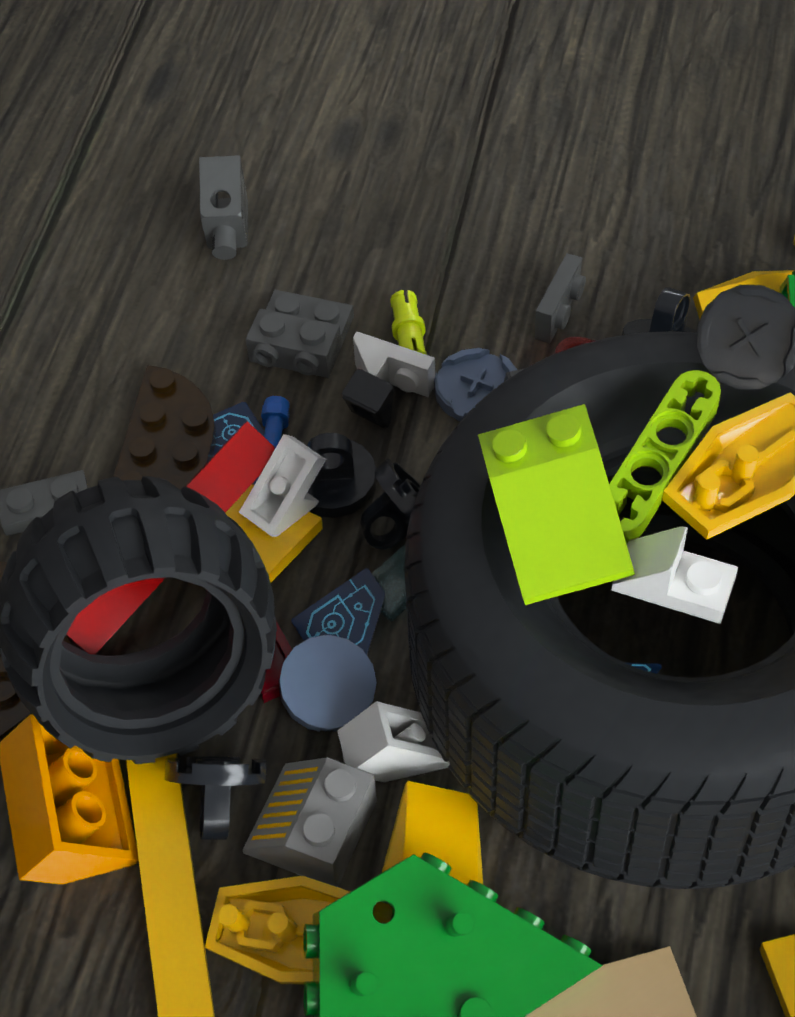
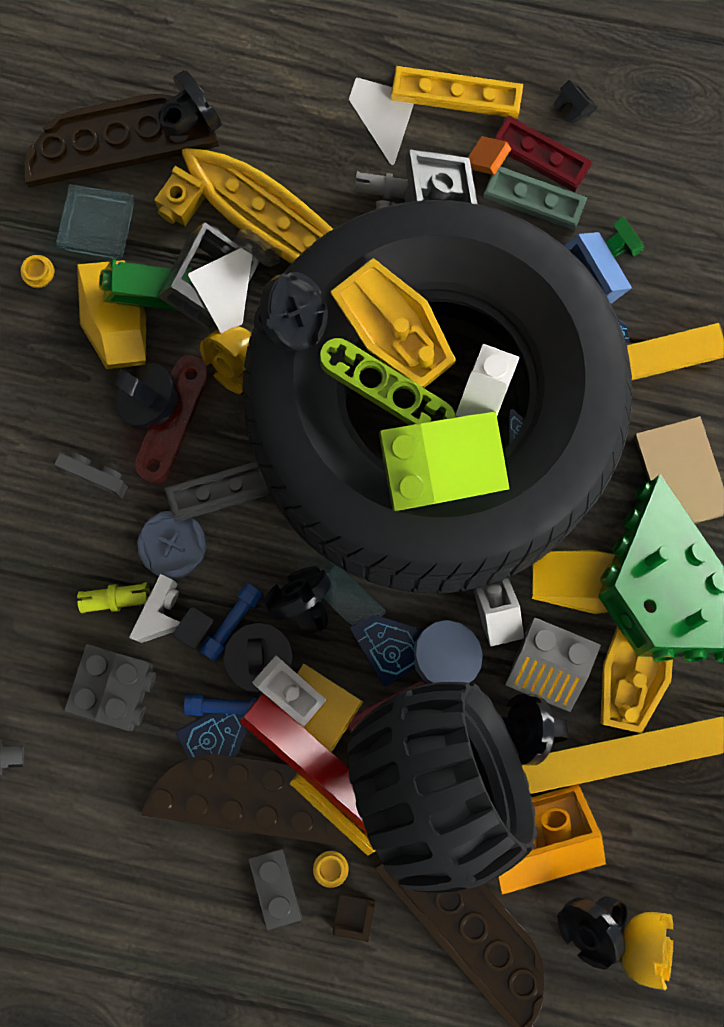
camera: 90 degrees left, 25 degrees up
(350, 426) = (248, 597): none -> blue bar

